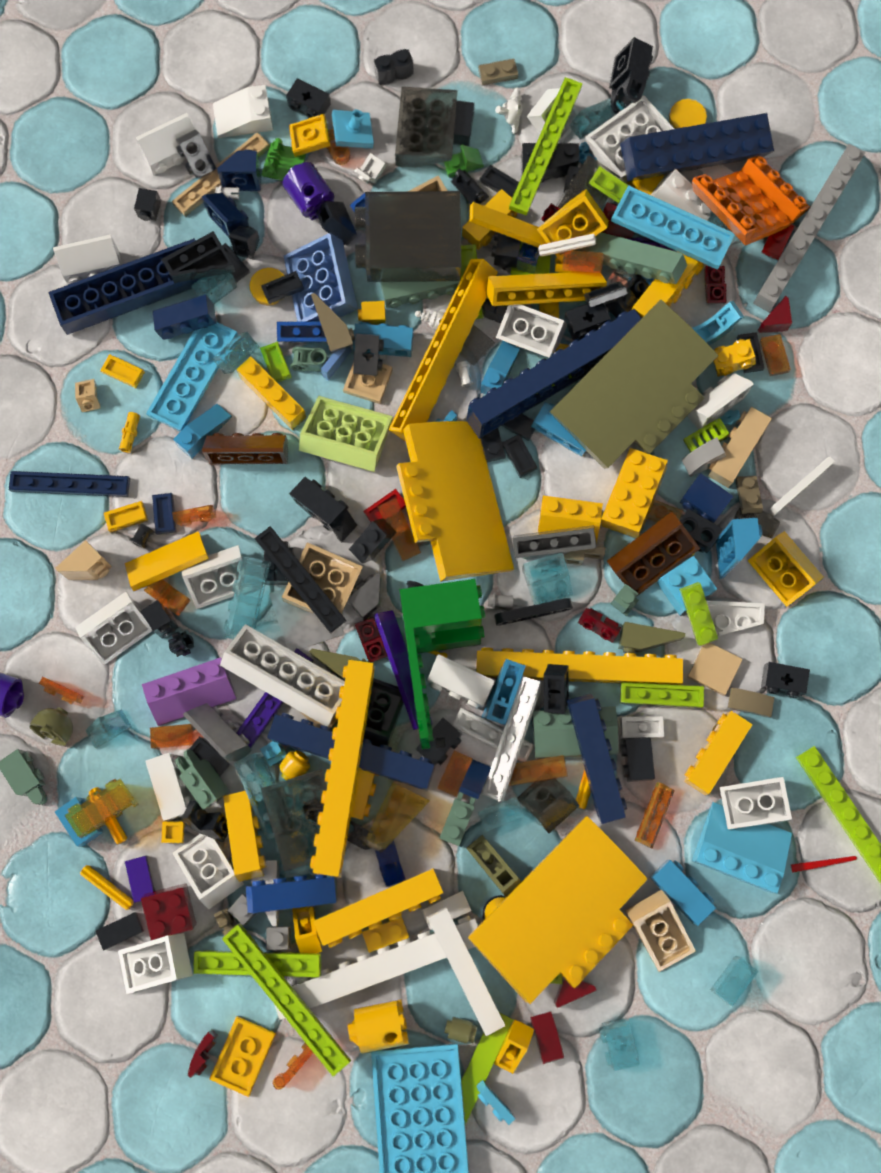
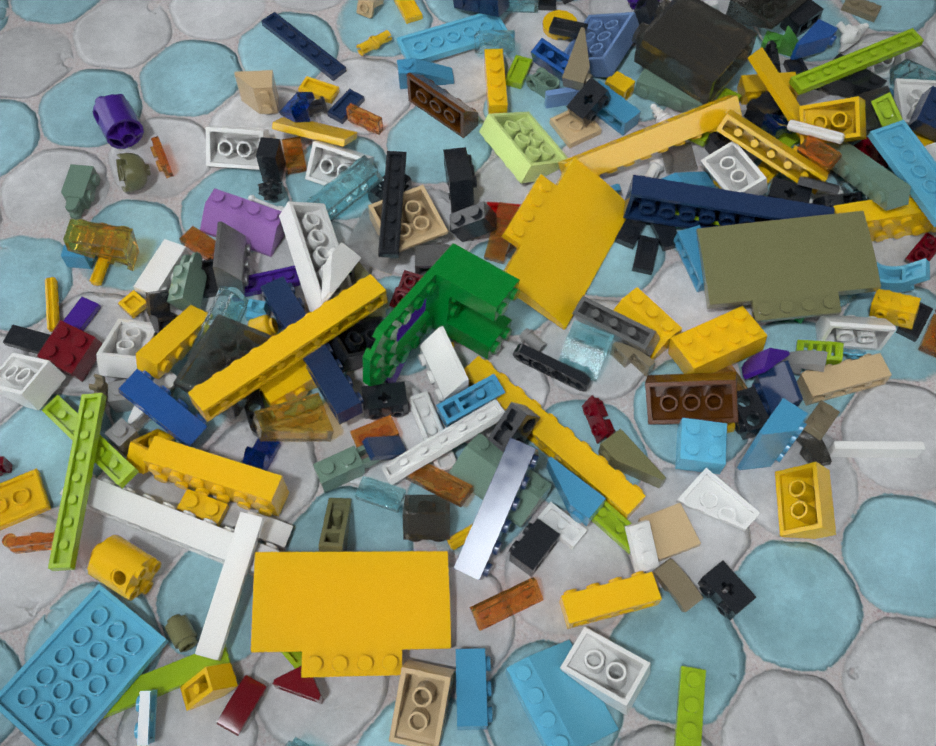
camera: 40 degrees right, 15 degrees down
(107, 727) = (167, 204): clear light blue slope -> none
(135, 556) = (296, 107): none -> clear blue slope
(204, 653) = (254, 199): none -> white hinge
(316, 676) = (336, 269): none -> white slope
(491, 138) = (815, 40): none -> blue slope
(625, 600) = (637, 416): sand green brick -> none
(641, 700) = (577, 496): none -> dark azure slope
(679, 484) = (763, 361): none -> dark purple slope
(698, 613) = (691, 470): lime plate -> none
(708, 696) = (642, 546): none -> white plate

